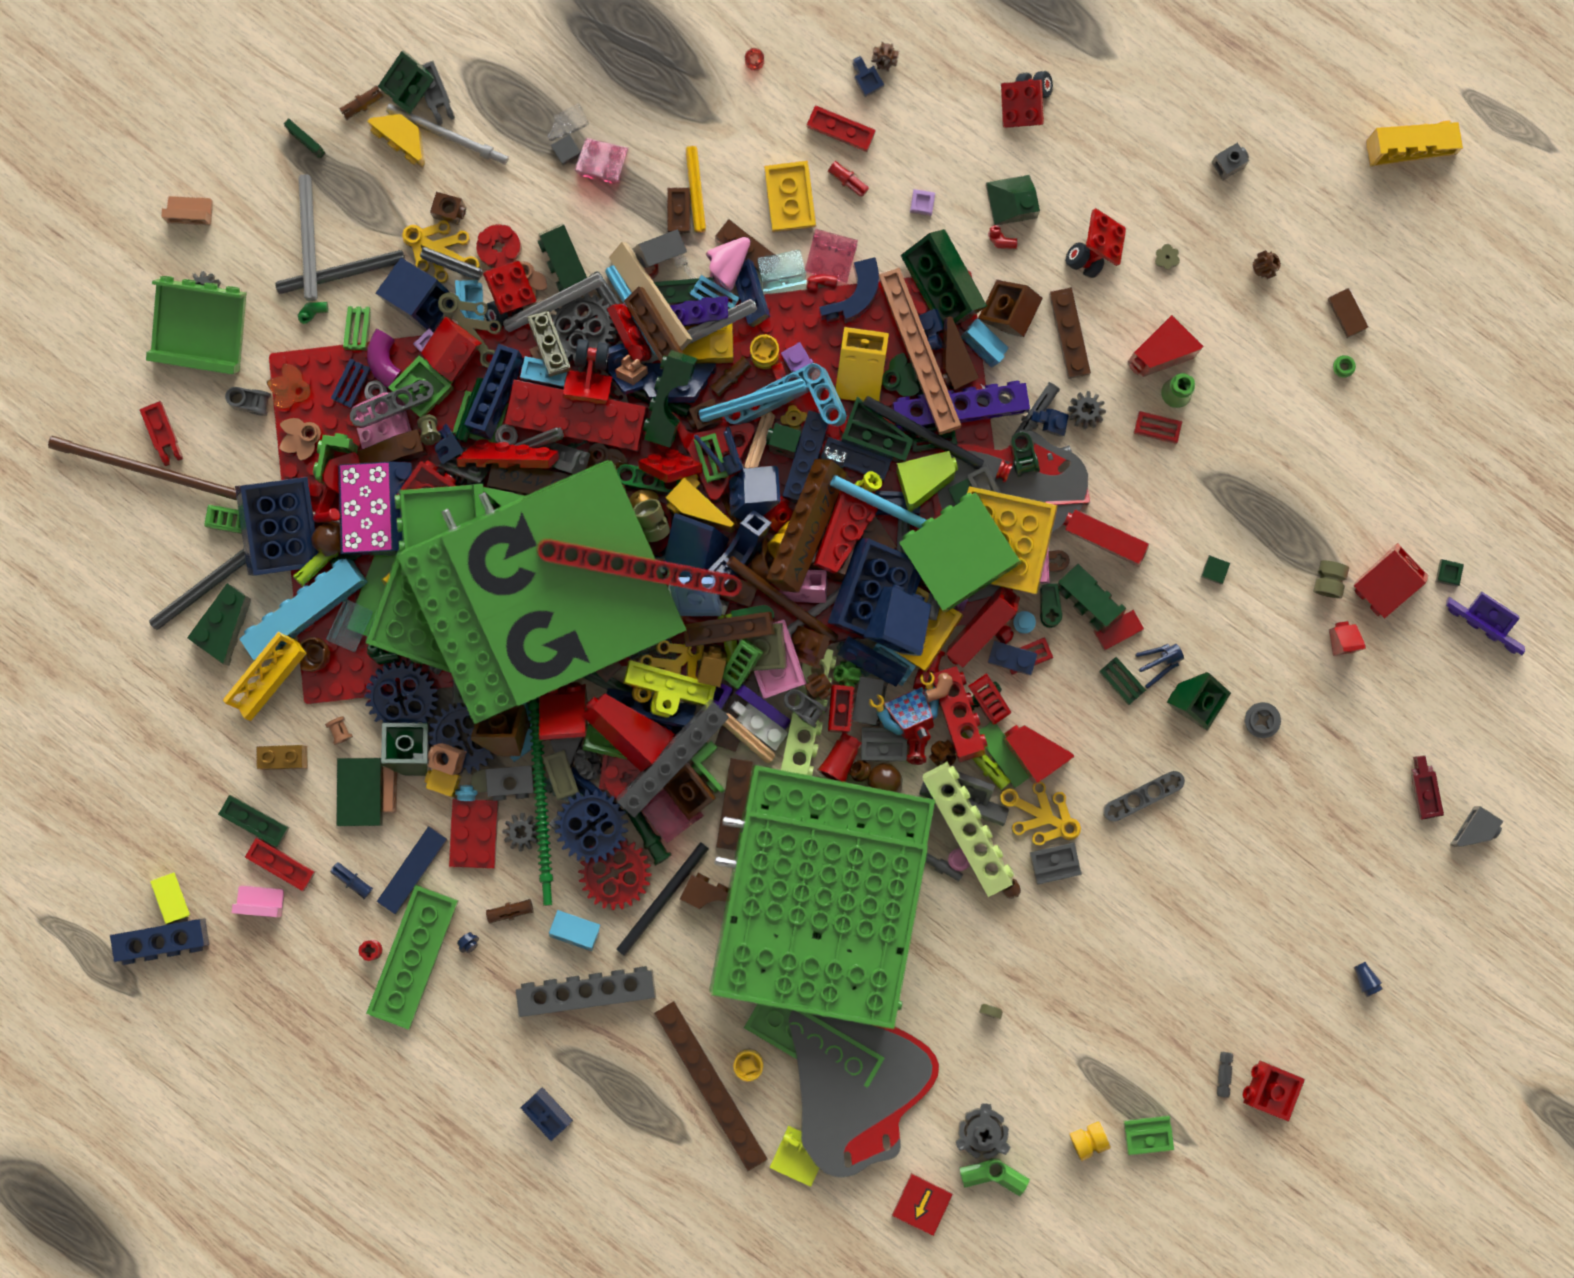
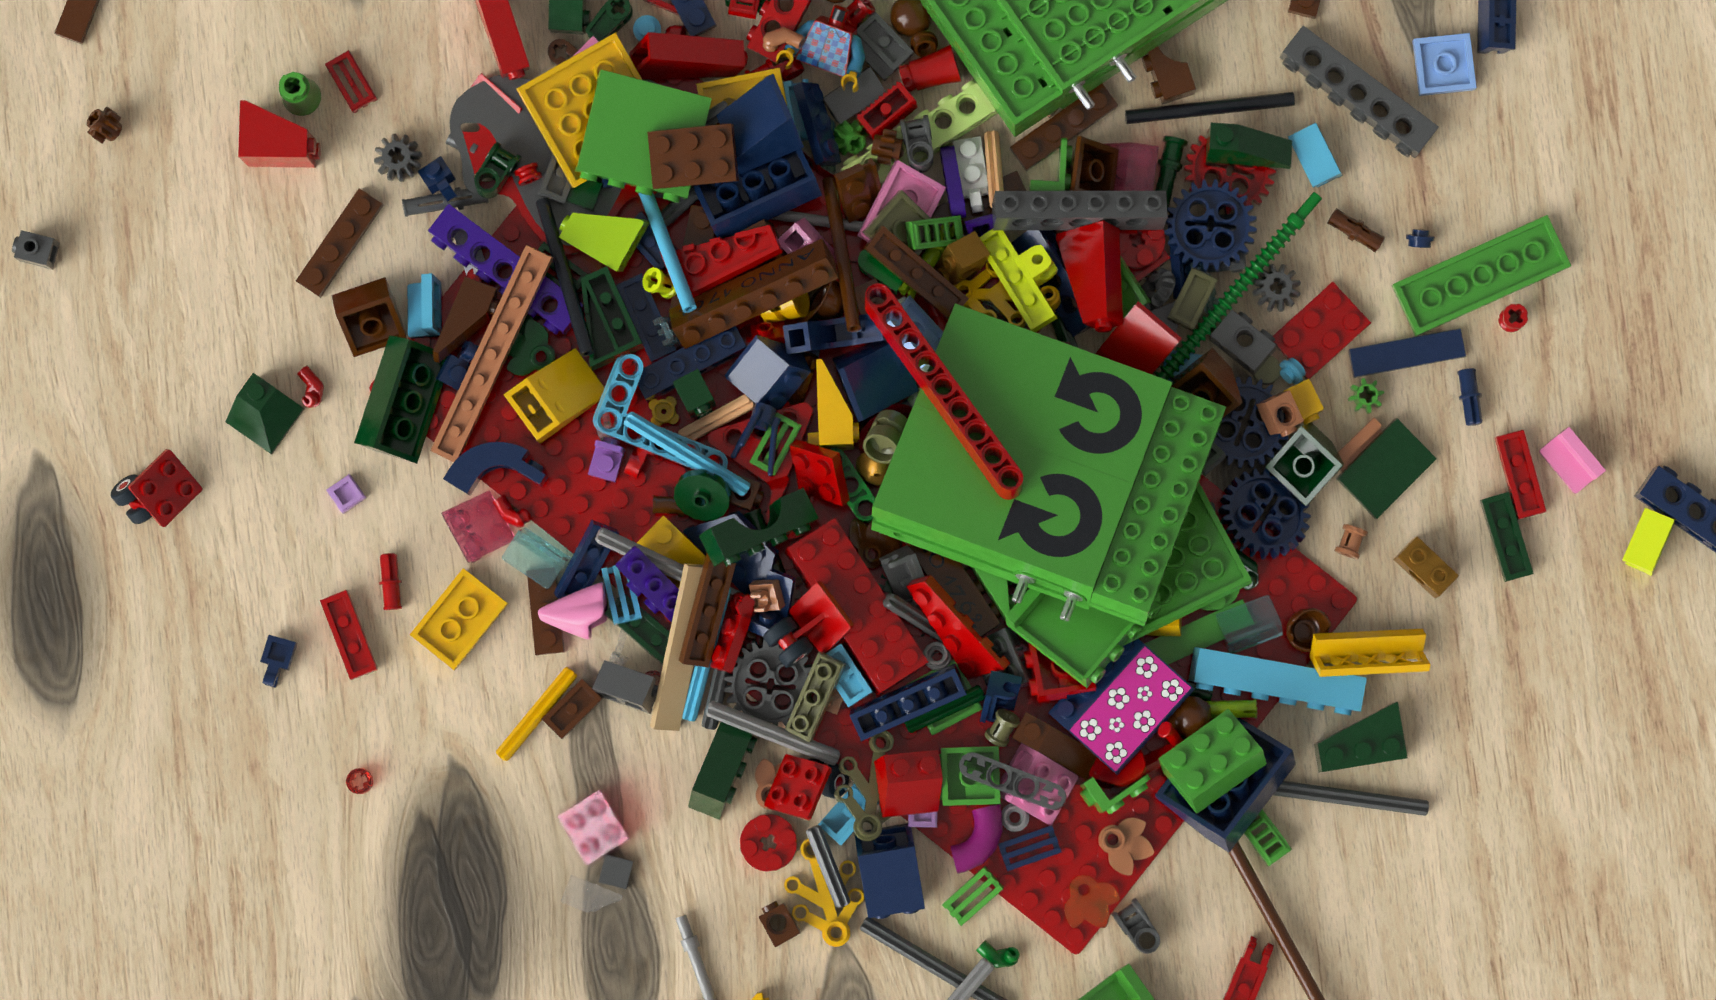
camera: 130 degrees left, 0 degrees up
(291, 524) = (1212, 761): none -> bright green brick
(417, 819) = (1370, 389): none -> bright green gear
(553, 1059) = (1444, 64): none -> light blue plate
(615, 893) = (1246, 146): none -> dark green slope
(721, 388) = (702, 495): none -> dark green plate
(764, 351) = (629, 494): yellow wheel -> none
(885, 56) = (240, 659): reddish brown gear -> none
(917, 565) = (693, 156): none -> reddish brown plate
(1103, 242) = (227, 287): red plate -> none
(1167, 250) = (179, 215): olive plant -> none

